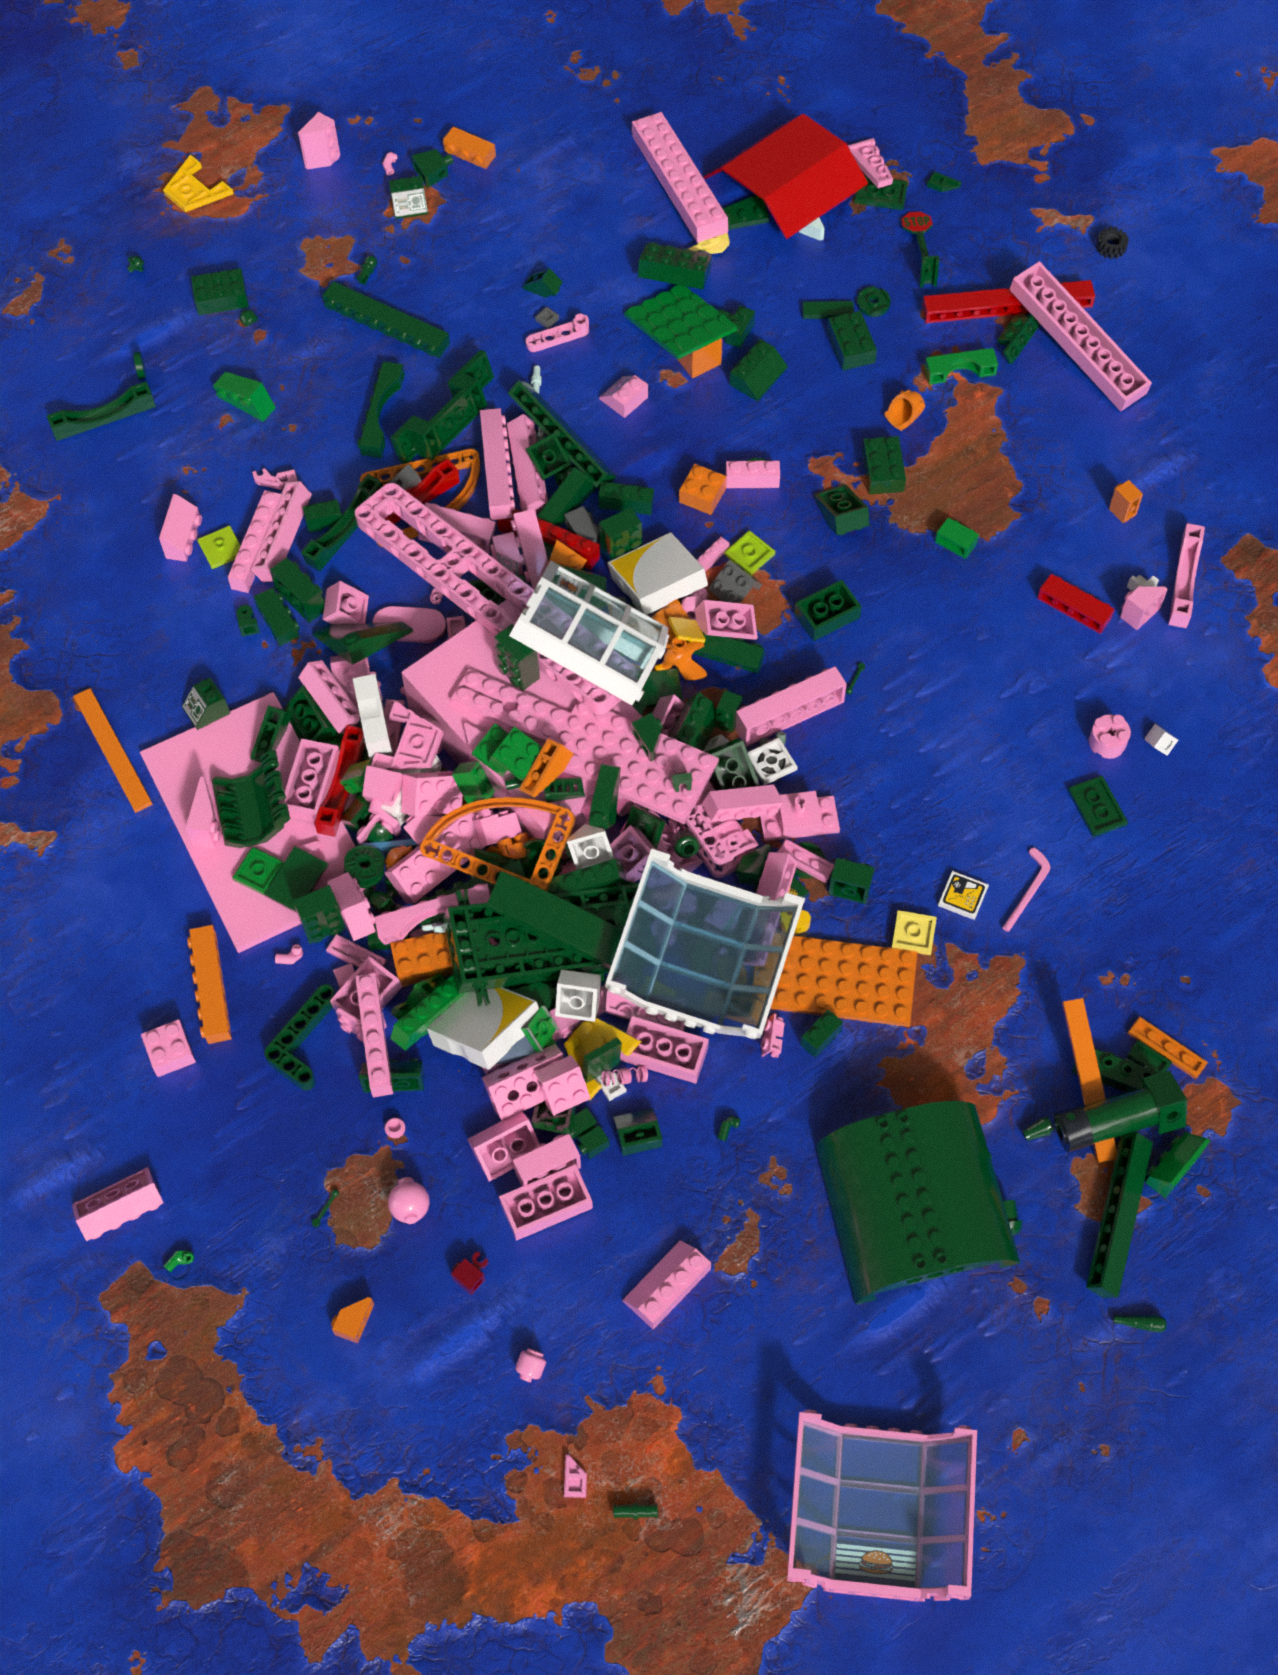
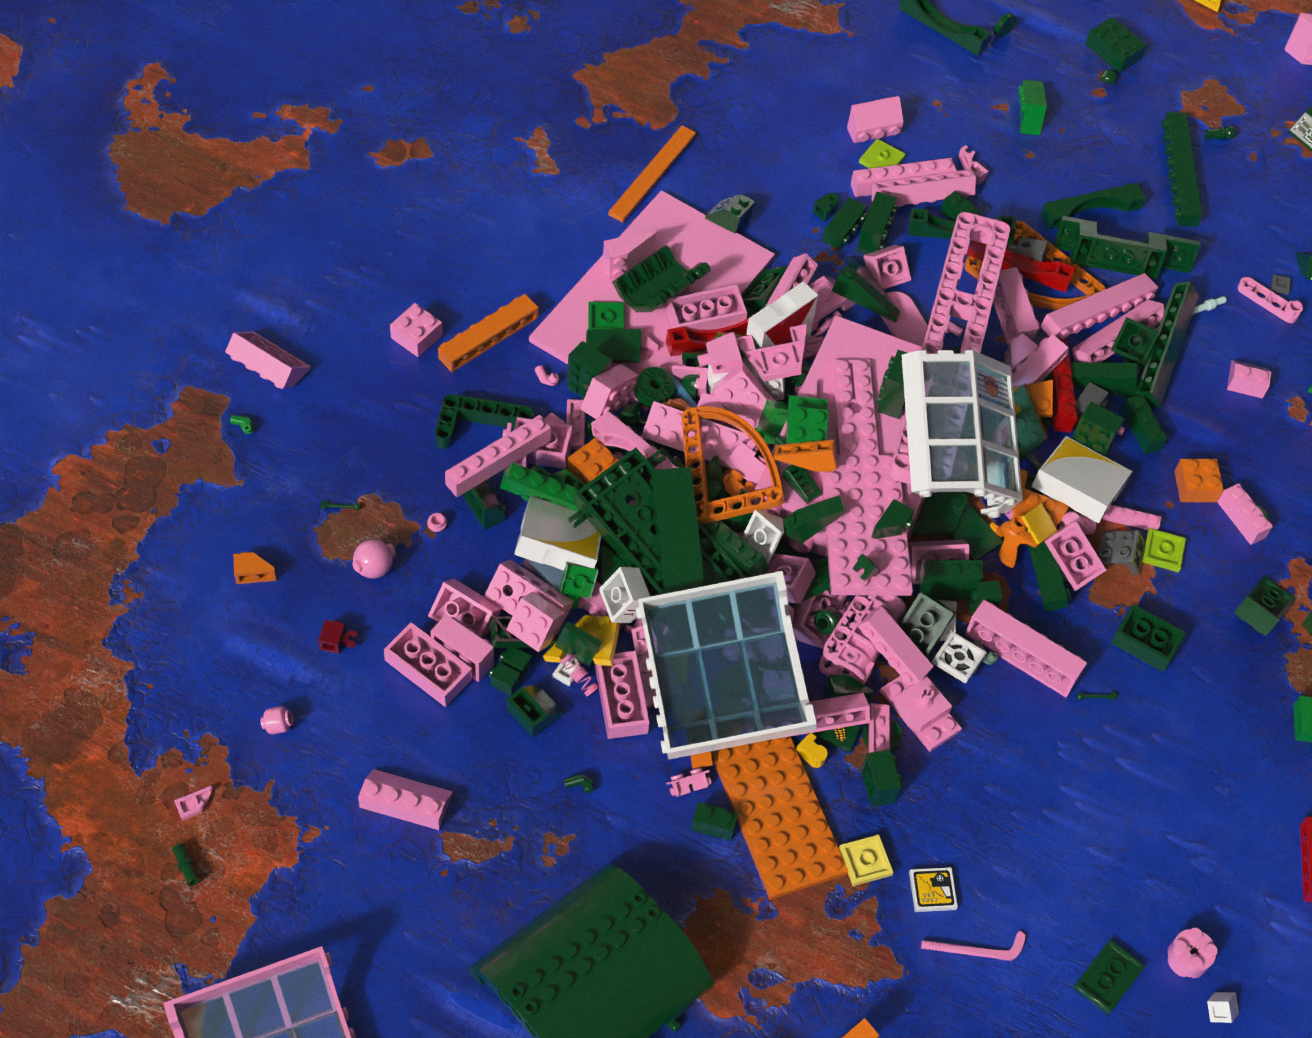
camera: 55 degrees right, 5 degrees down
(271, 731) = (735, 266): dark green slope -> none

